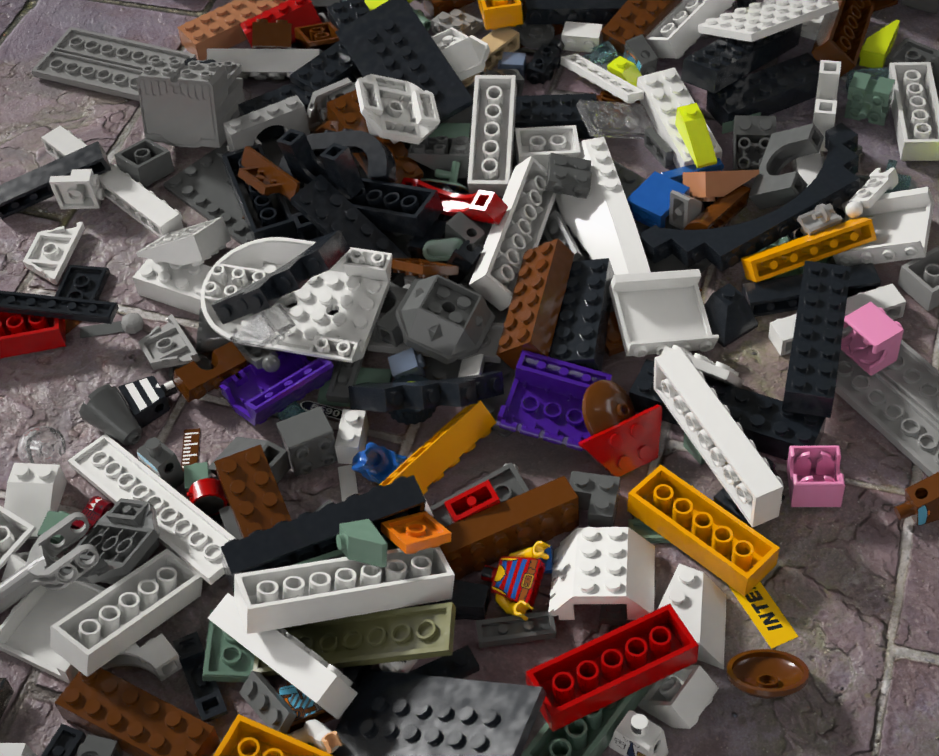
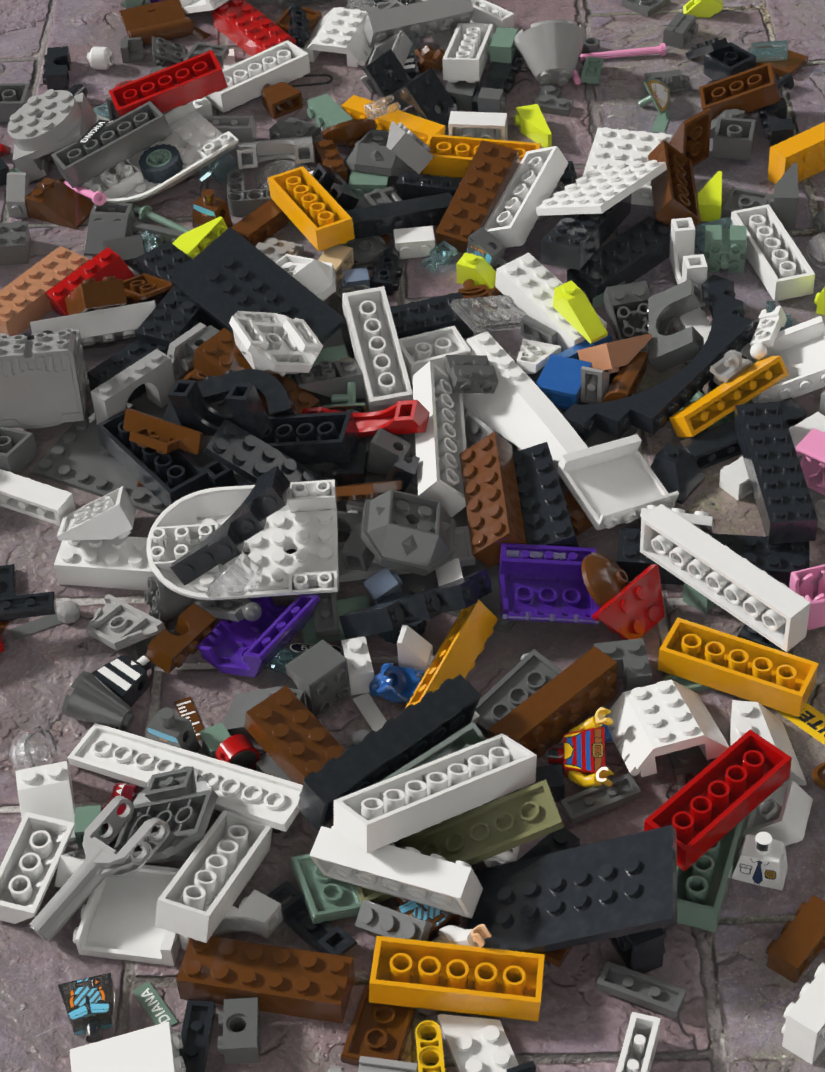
camera: 20 degrees left, 5 degrees down
(38, 719) = (154, 1004): none -> sand green sticker
(362, 543) = (441, 745): sand green slope -> none
(403, 435) = (414, 650): none -> white slope
(415, 532) = (480, 727): orange plate -> none
(441, 249) = (373, 468): sand green tile -> none
(472, 501) = (516, 691): red brick -> none
(602, 78) = (456, 277): white plate -> none
(642, 167) = (535, 354): none -> white wing

